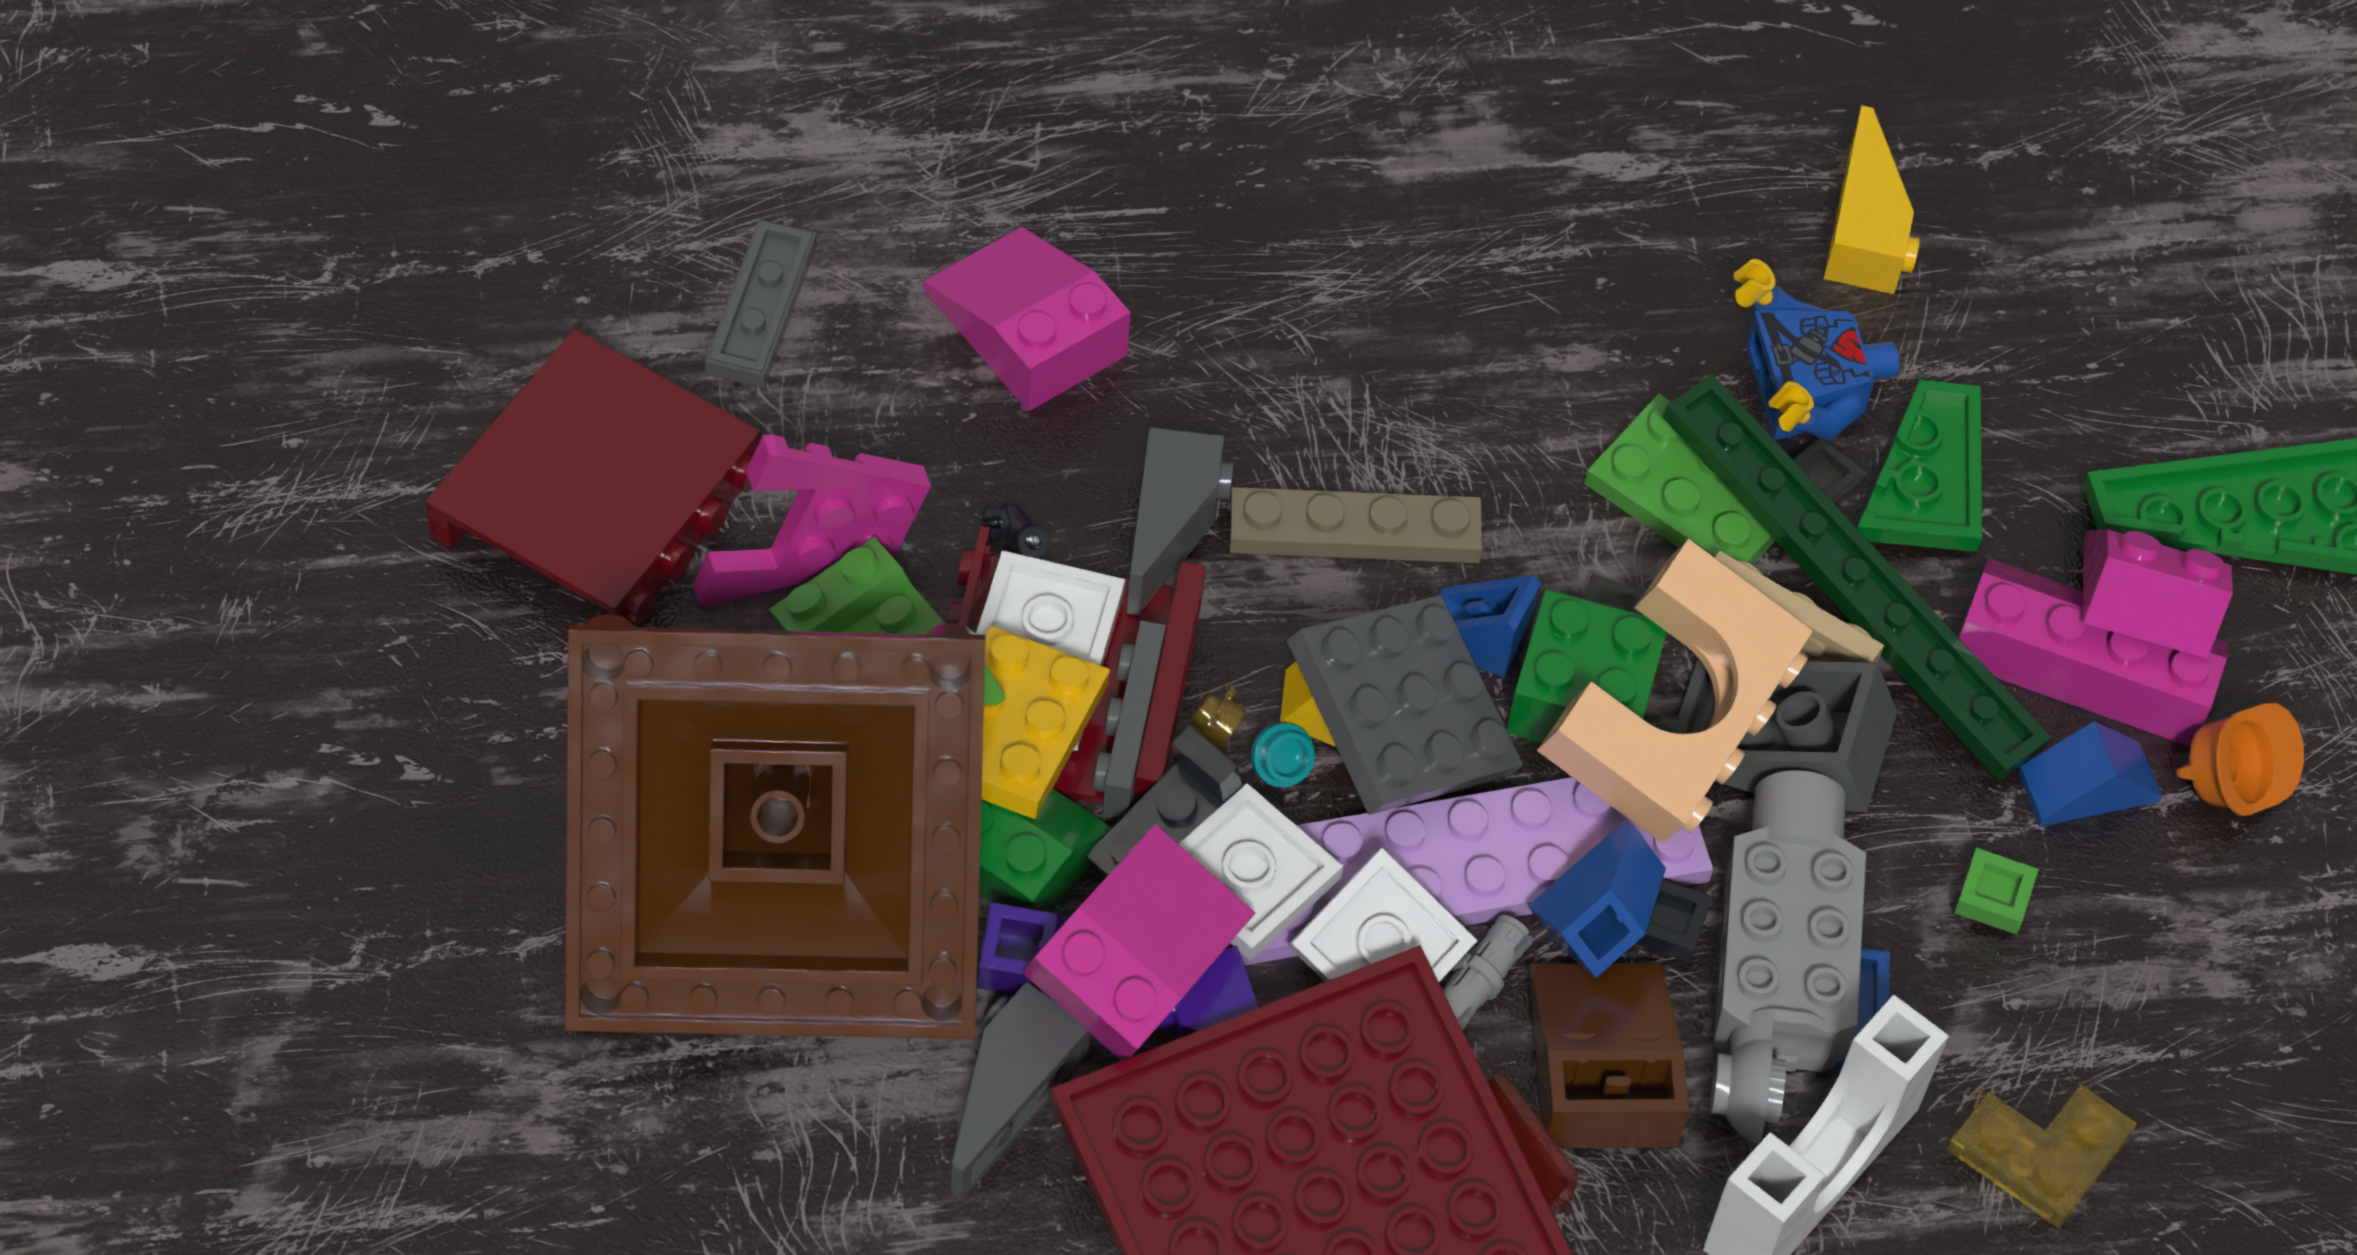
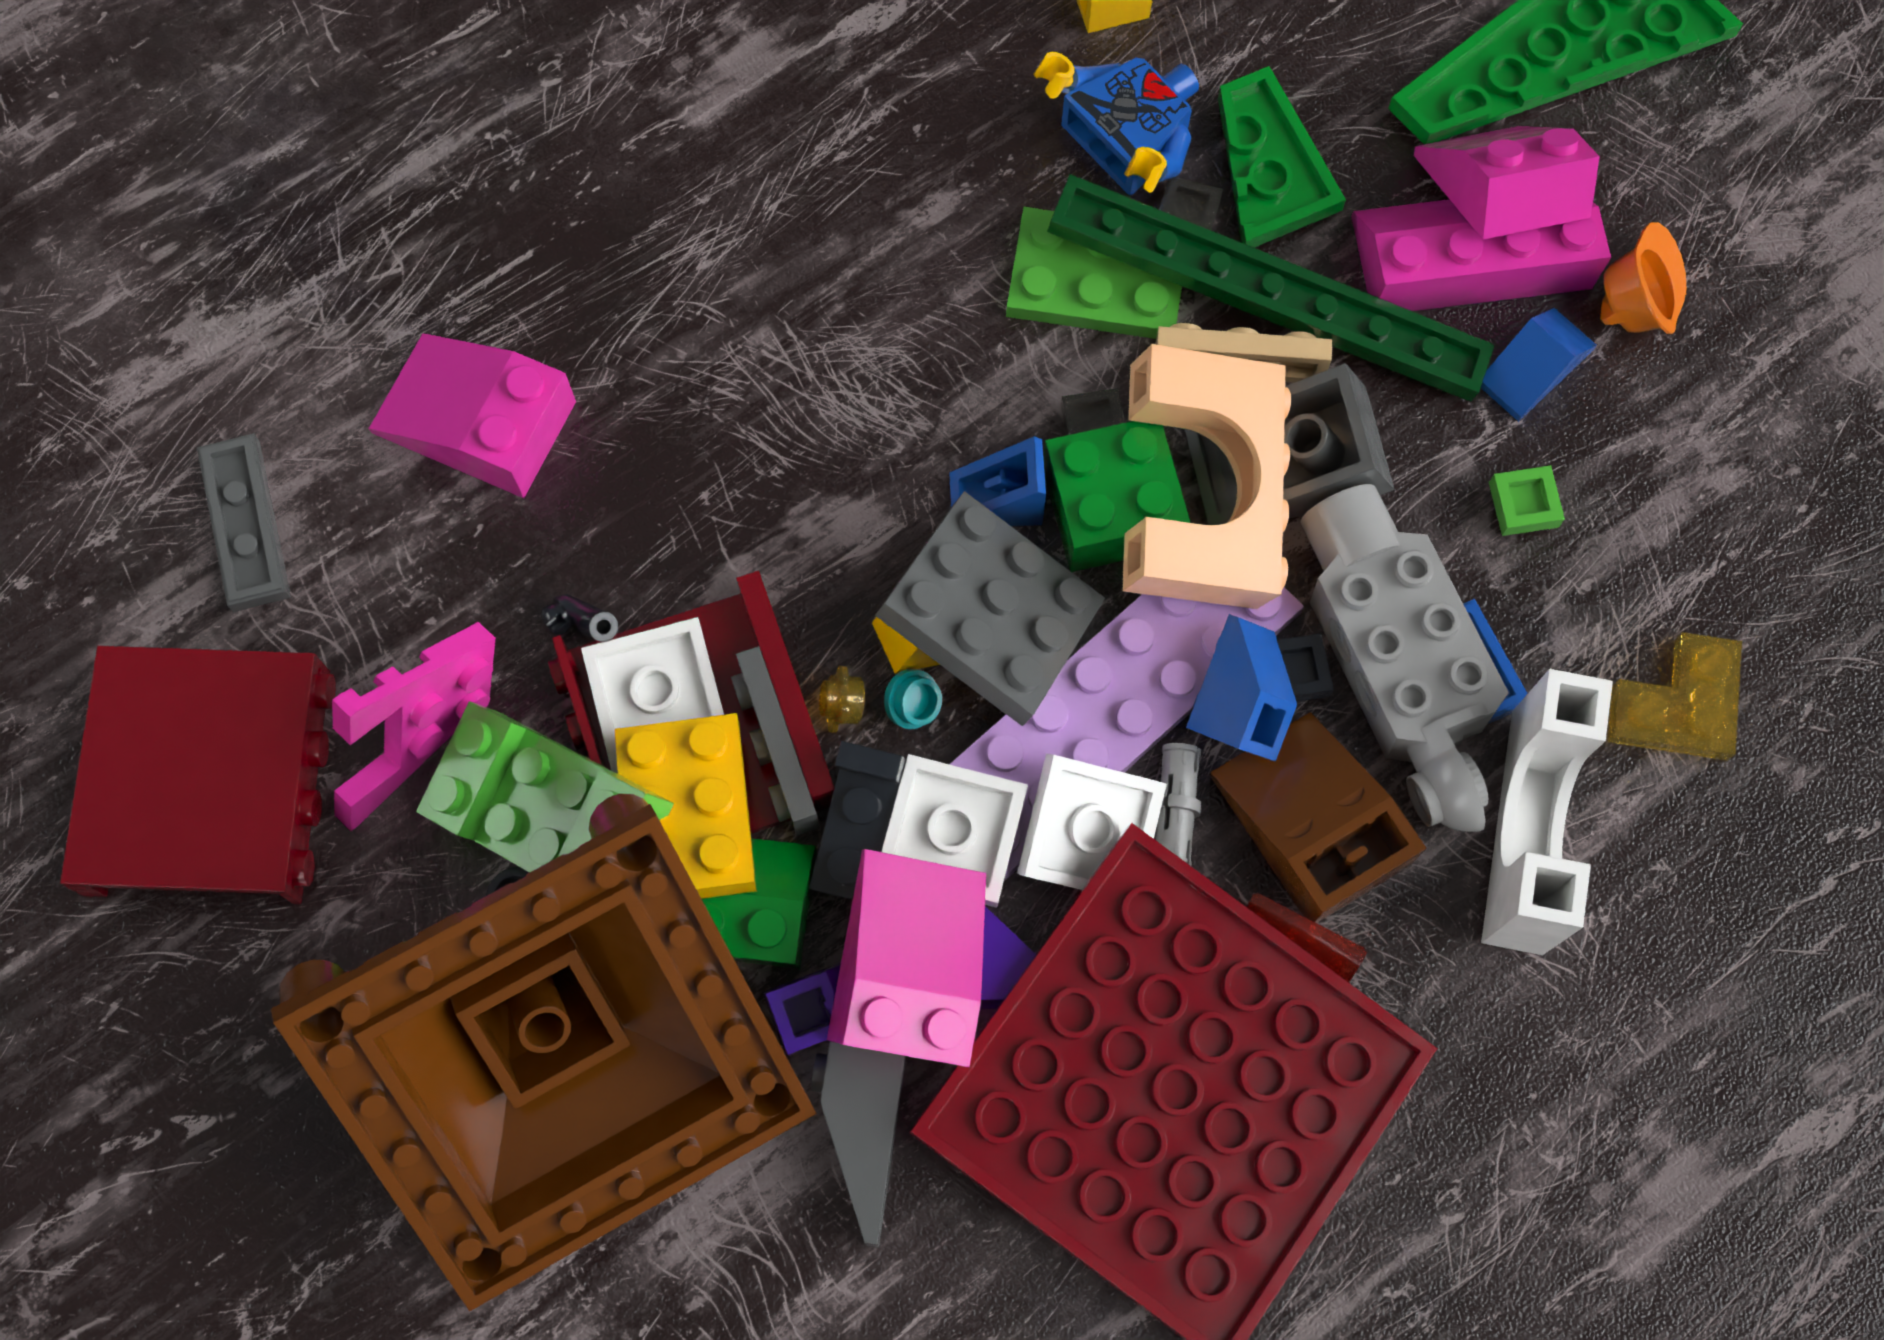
camera: 25 degrees left, 15 degrees up
(1175, 506) = (698, 521): dark grey slope -> none
(1355, 525) = (848, 456): dark tan plate -> none

